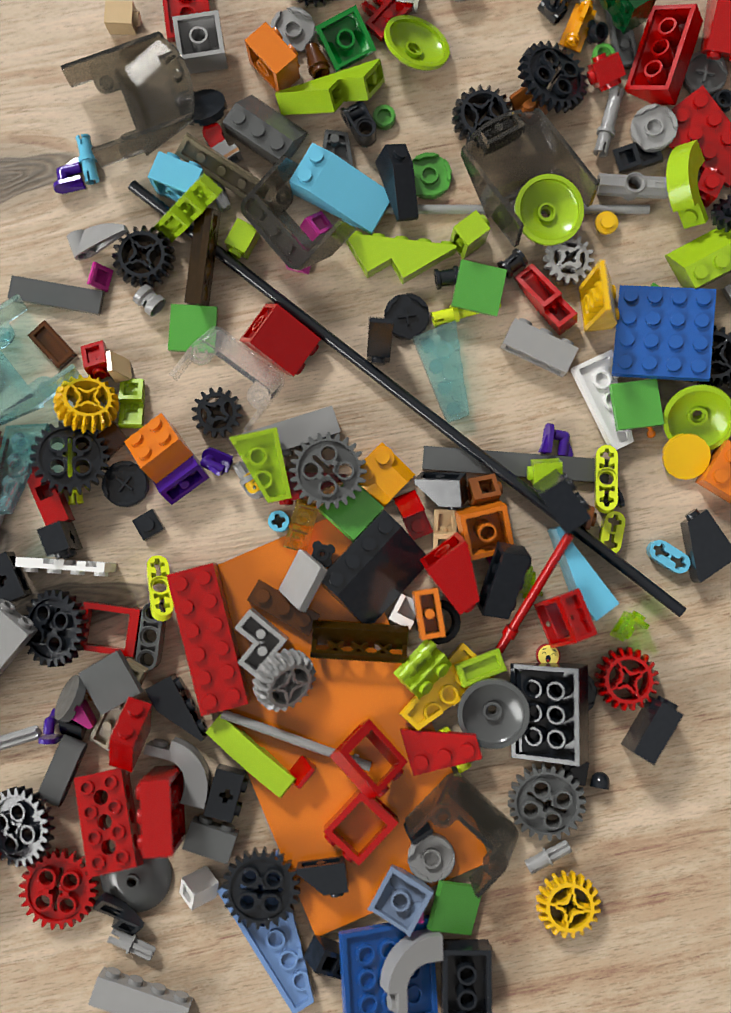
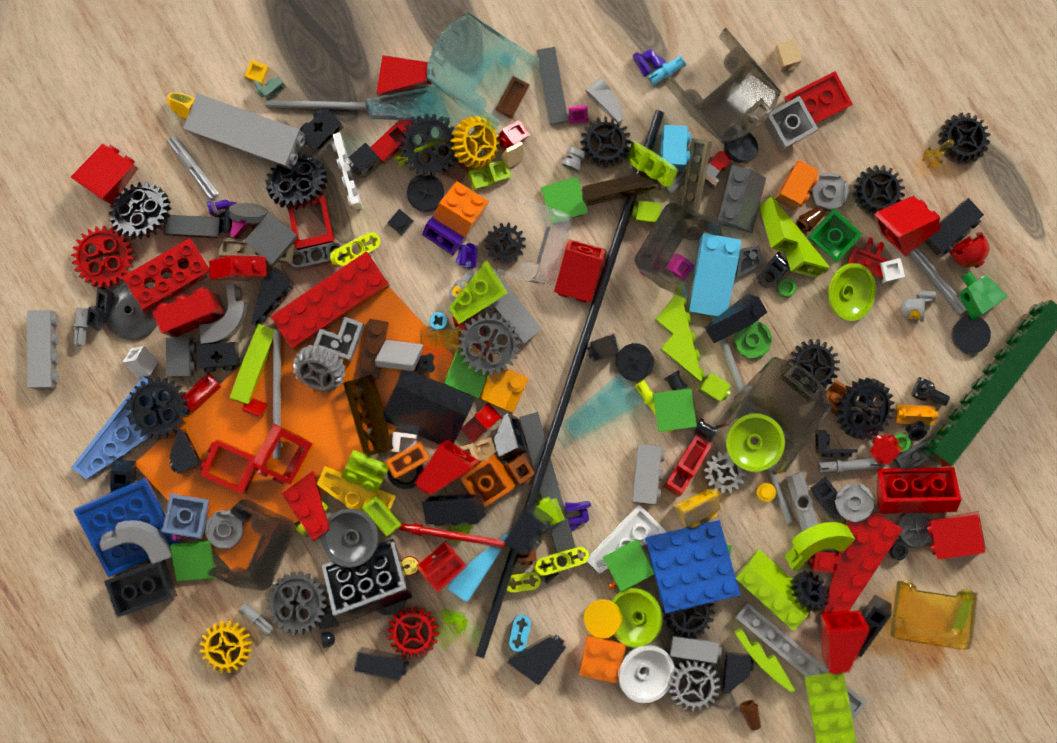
camera: 70 degrees right, 0 degrees up
(260, 827) = (201, 392): none -> red tile
(577, 140) = (822, 439): none -> black bracket

